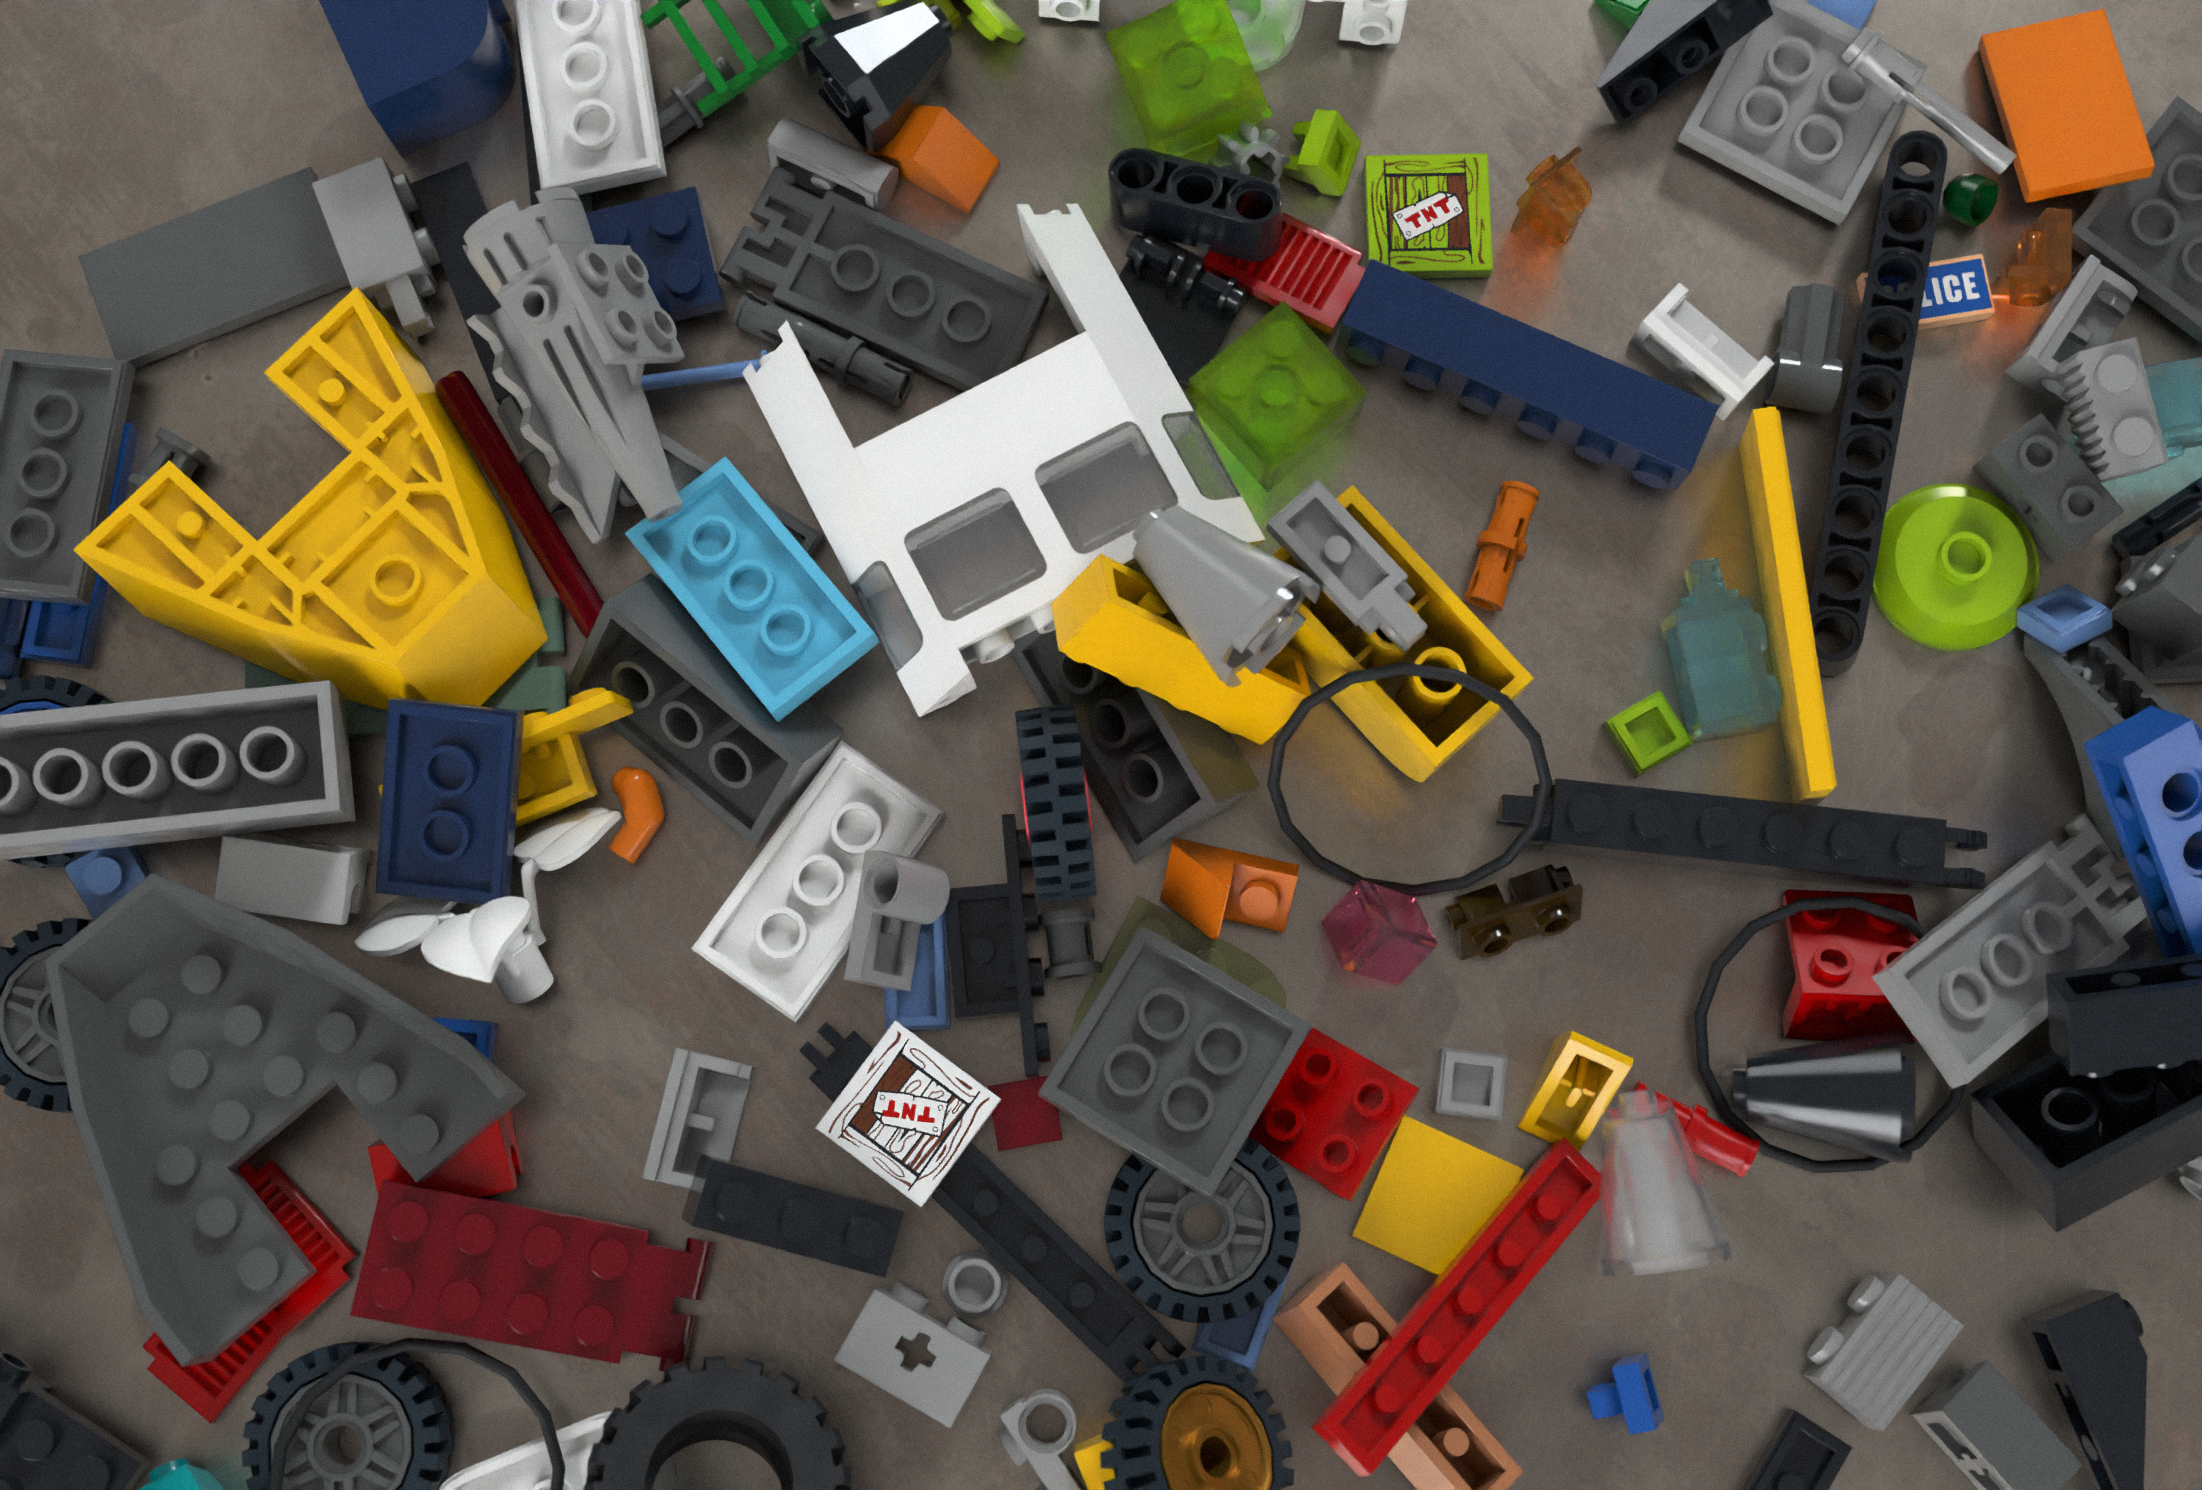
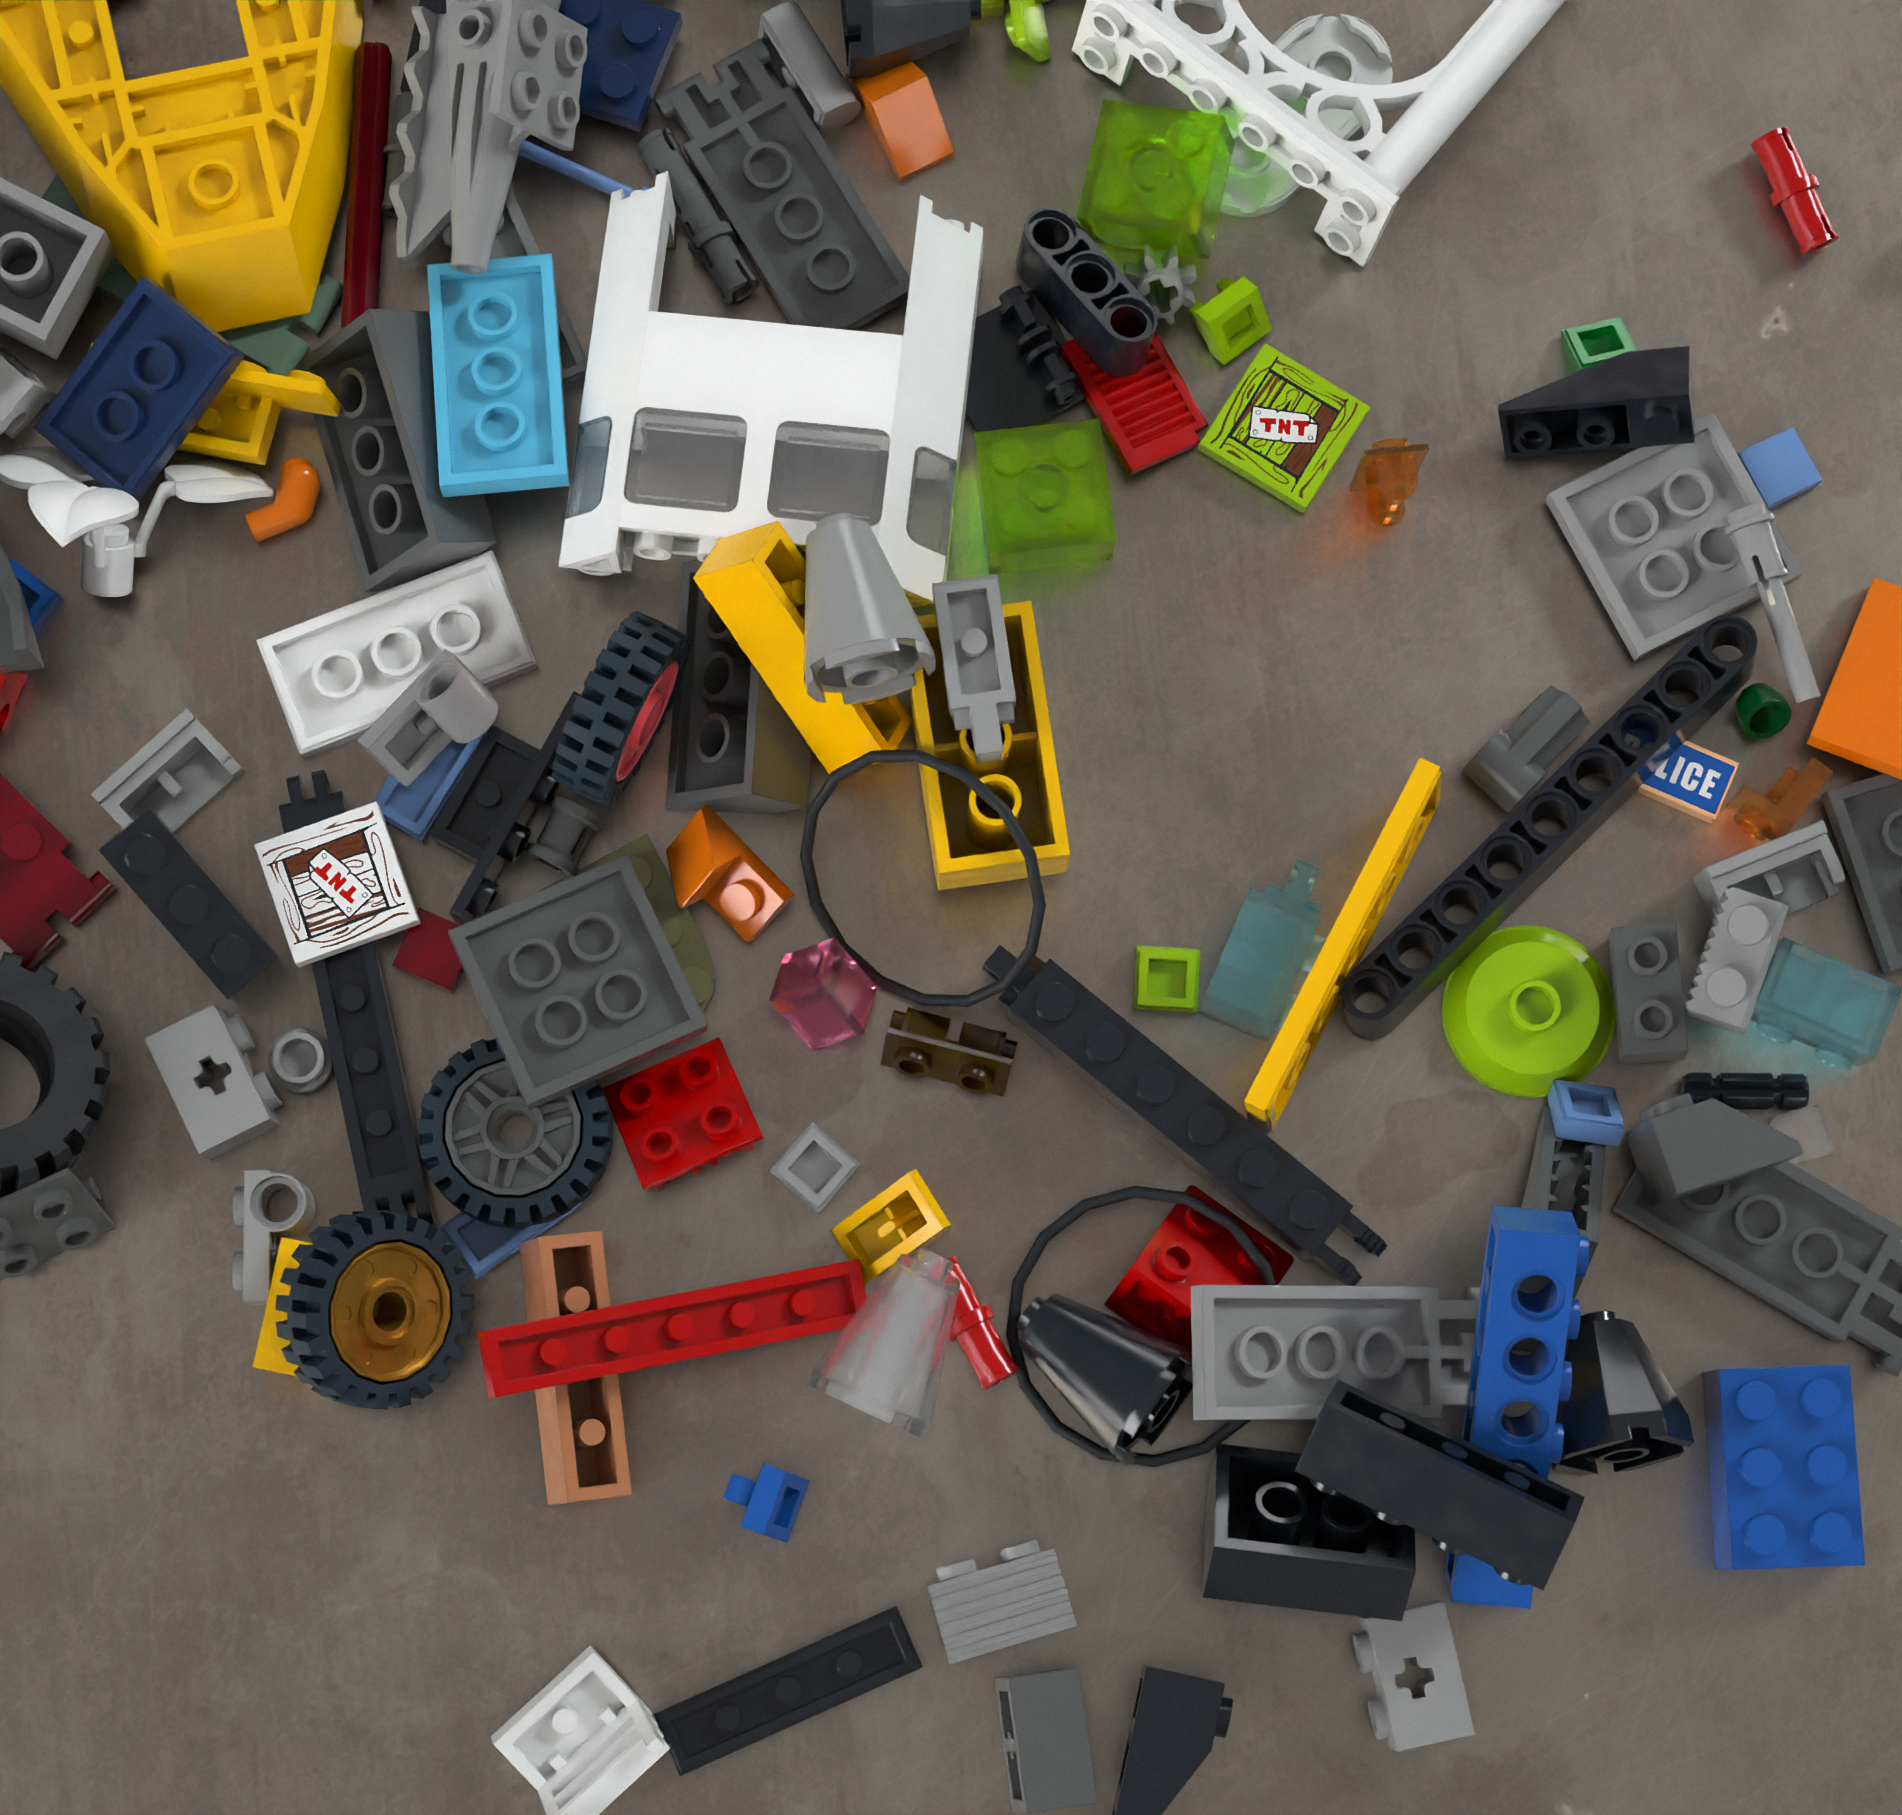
camera: 30 degrees right, 0 degrees up
(1431, 1196) = (719, 1233): yellow tile -> none
(1501, 545) = (1151, 744): orange pin -> none
(1525, 376) = (1268, 614): dark blue brick -> none
(1698, 353) = (1435, 690): white hinge -> none

